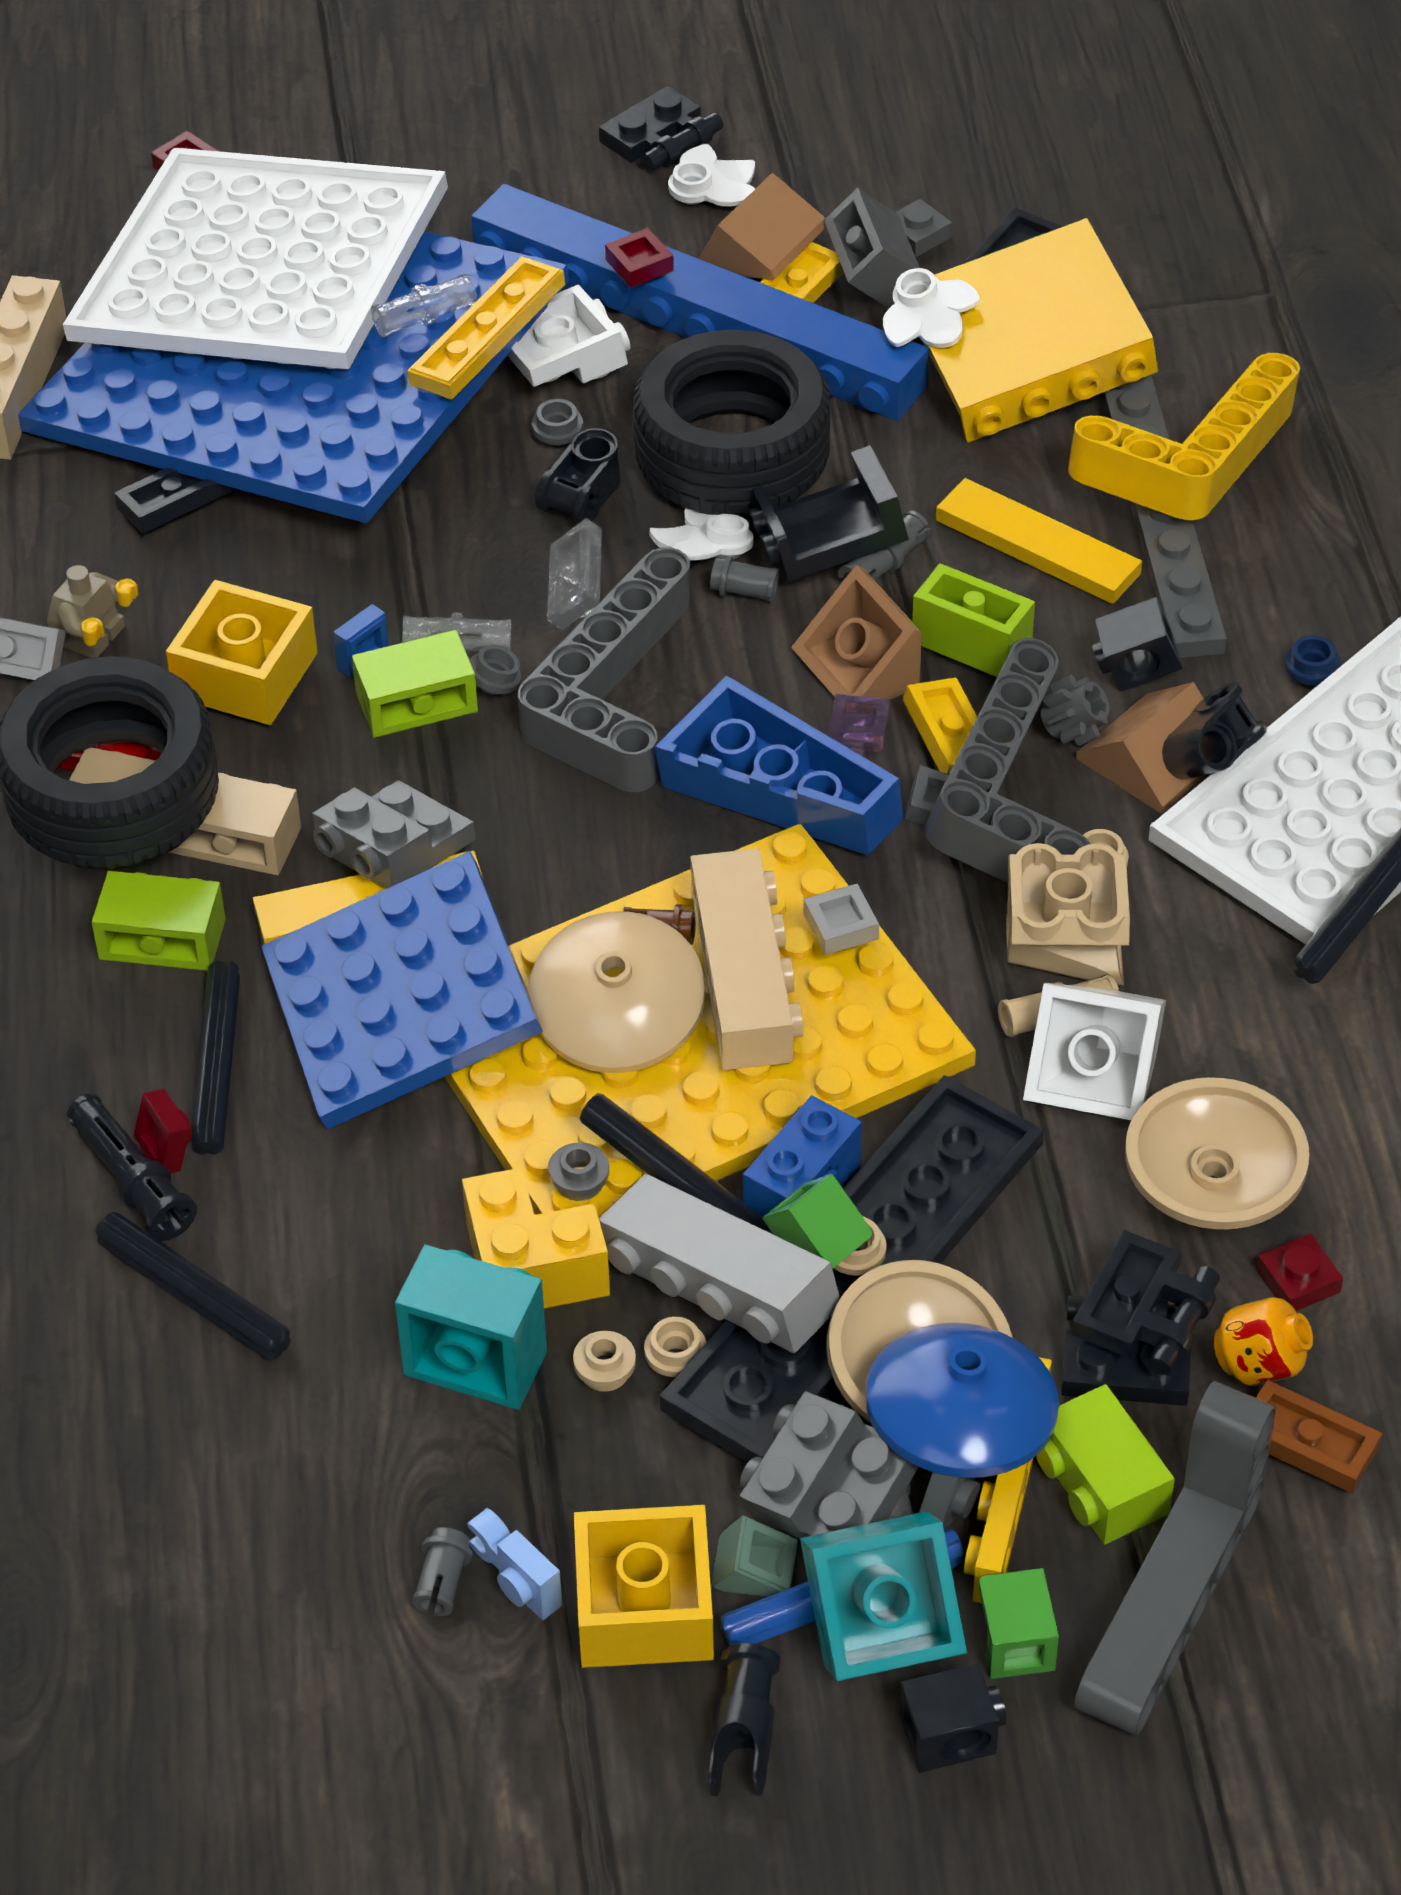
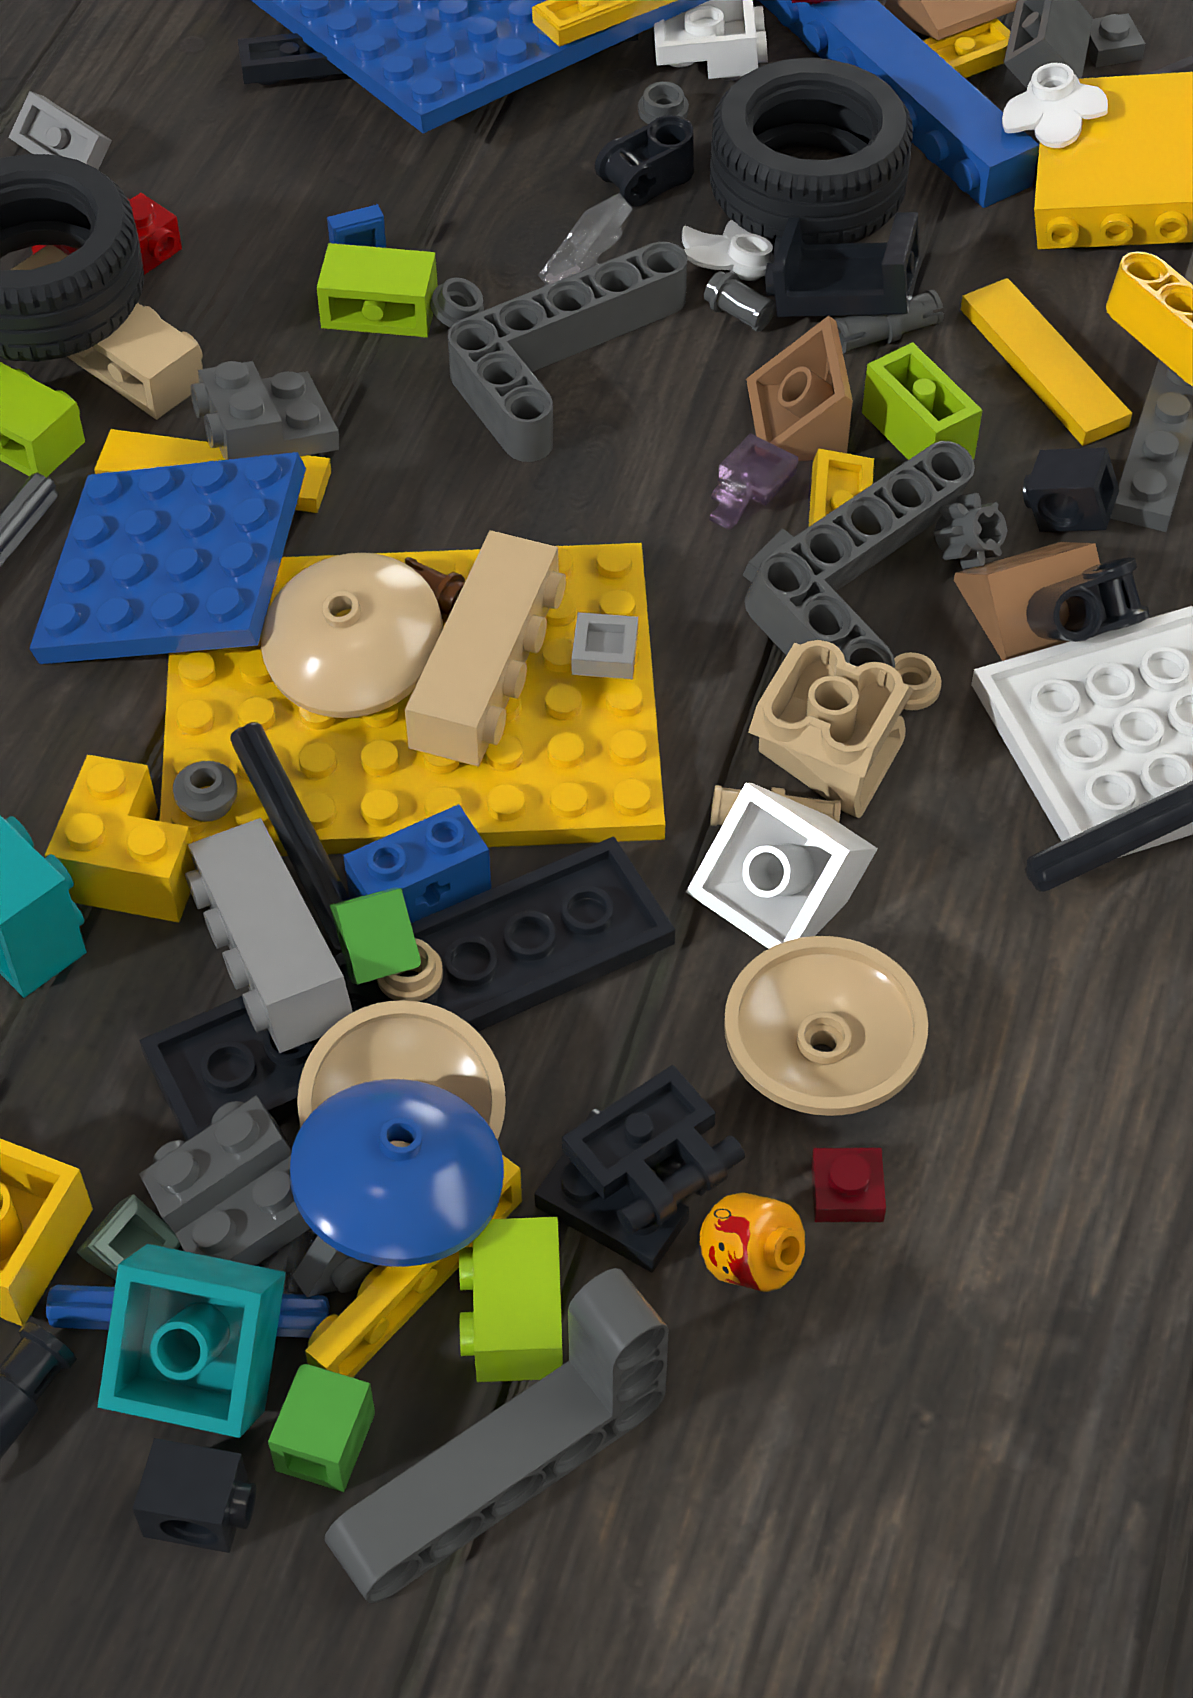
camera: 25 degrees right, 5 degrees up
(88, 609) = (145, 129): dark tan piece -> none
(244, 650) = (243, 209): yellow brick -> none
(492, 631) = (476, 269): clear pin -> none
(607, 1373) = (123, 997): tan plate -> none
(668, 1335) = (191, 984): tan plate -> none
(778, 769) = (644, 483): blue wedge -> none
(1319, 1438) = (746, 1363): dark orange plate -> none

